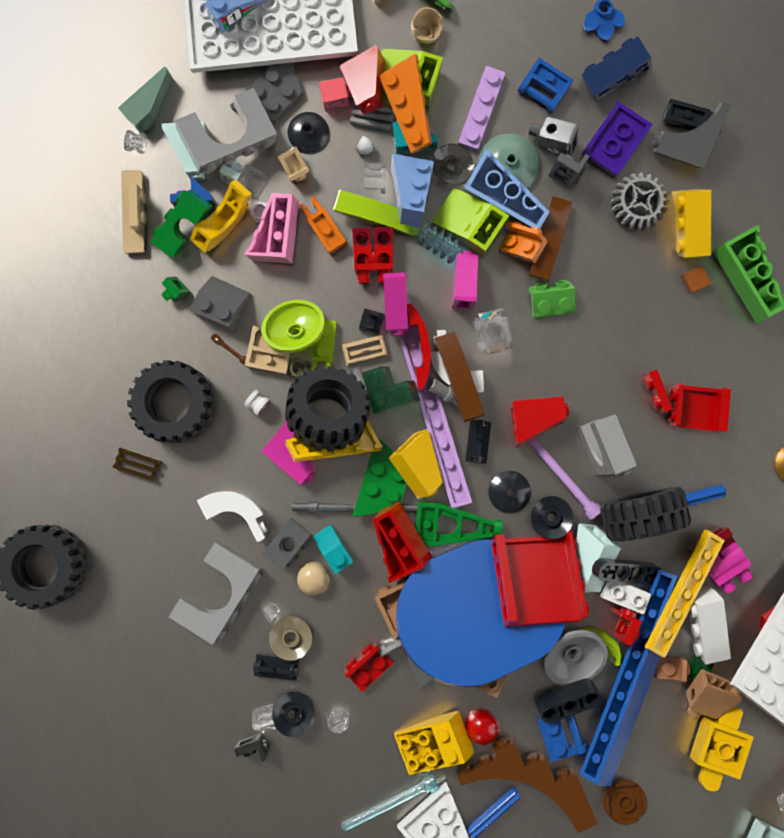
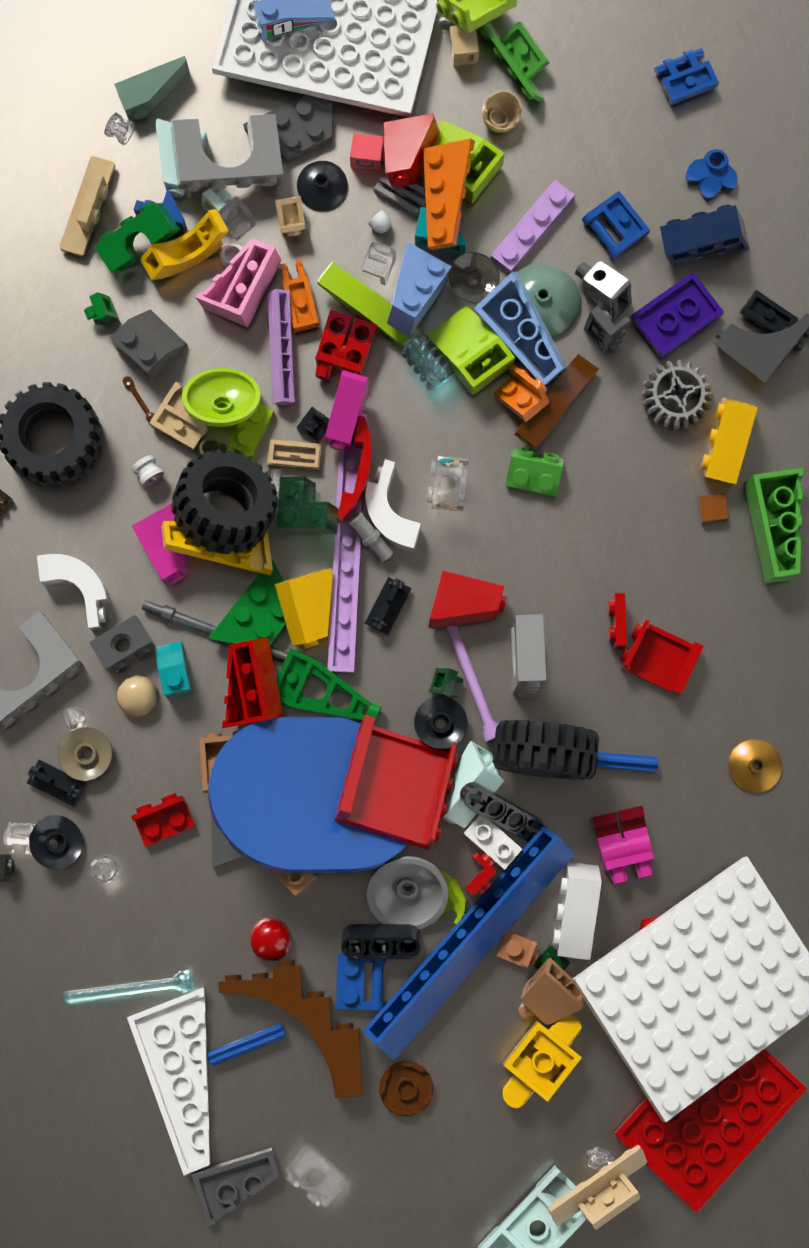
camera: 20 degrees right, 5 degrees down
(324, 270) = (281, 347): none -> lavender piece
(391, 647) = (196, 807): light grey tile -> none
(435, 743) = (207, 936): yellow slope -> none
(459, 377) = (389, 519): reddish brown slope -> none
(465, 280) = (438, 415): dark pink slope -> none
(498, 491) = (407, 691): black dish -> none
(543, 485) = (444, 682): none -> dark green tile
(684, 593) = (560, 860): yellow tile -> none

